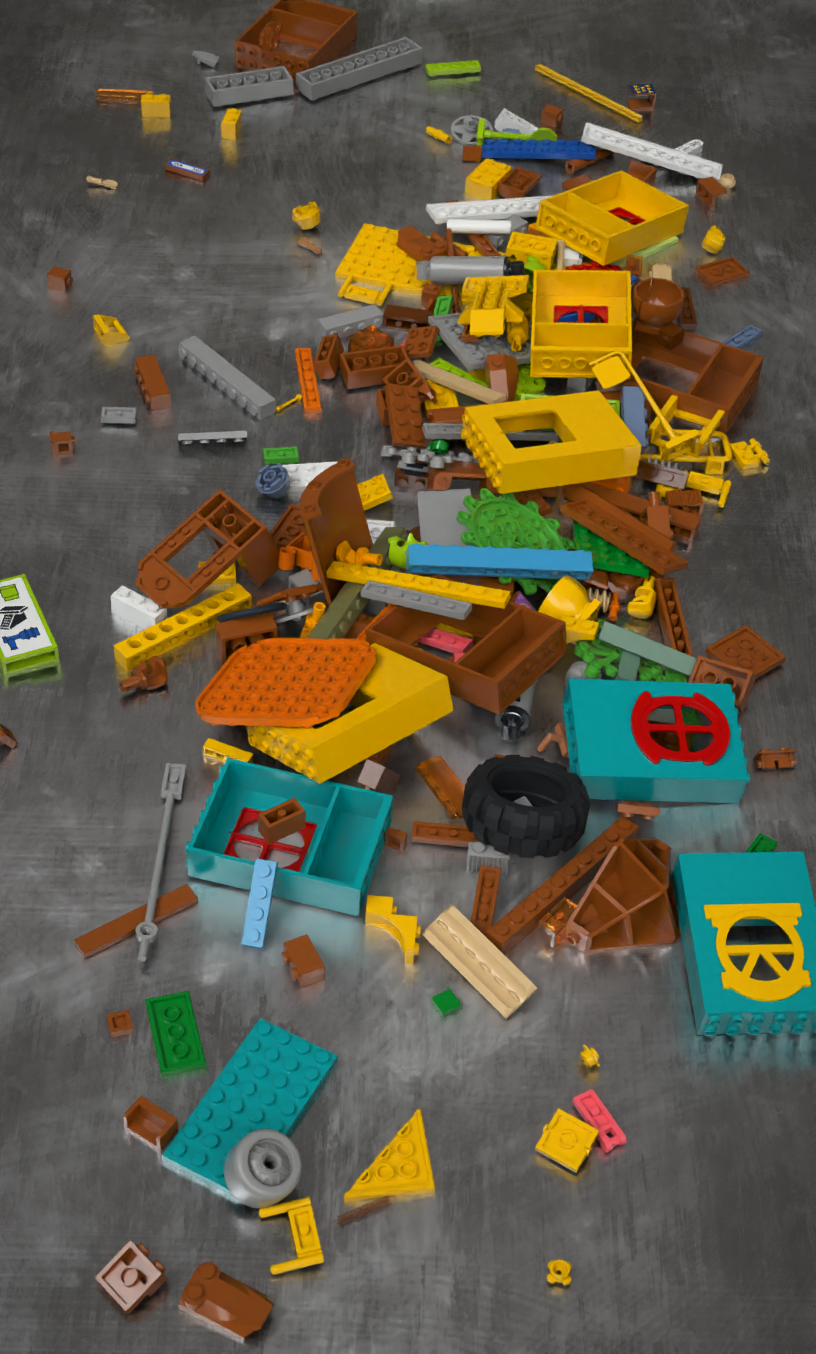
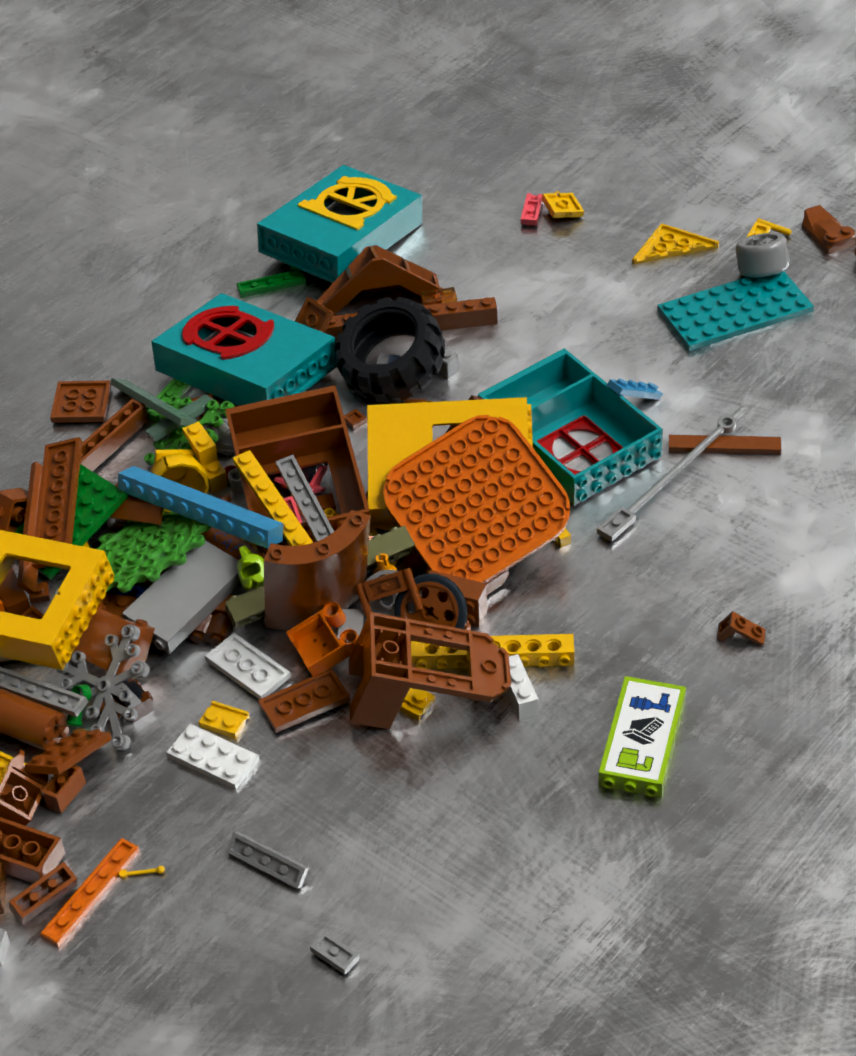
camera: 135 degrees left, 0 degrees up
(62, 443) = (429, 942): dark orange brick -> none
(119, 1023) = (786, 388): dark orange tile -> none
(147, 676) = (562, 621): dark orange piece -> none
(150, 1123) = (807, 324): dark orange panel -> none
(152, 382) = (257, 979): dark orange brick -> none
(175, 1034) = (752, 367): green tile -> none
(227, 377) = (173, 941): light grey brick -> none
(273, 481) = (270, 753): sand blue cone -> none
(280, 455) = (224, 797): bright green plate -> none
(281, 820) = (582, 397): dark orange brick -> none
(303, 961) = (631, 361): dark orange brick -> none
(367, 1212) = (698, 231): dark orange piece -> none
(374, 491) = (190, 696): yellow plate -> none
(403, 928) = (543, 344): yellow arch -> none
(442, 834) = (448, 388): dark orange plate -> none
(446, 1003) = (558, 302): green tile -> none
(479, 961) = (516, 308): tan plate -> none
(485, 898) = (475, 337): dark orange plate -> none
(562, 1266) = (628, 164): yellow plate -> none
(589, 1056) = (502, 235): yellow plate -> none
(645, 600) = (104, 467): yellow piece -> none
(717, 672) = (136, 372): dark orange slope -> none
(766, 758) = (158, 325): dark orange hinge -> none

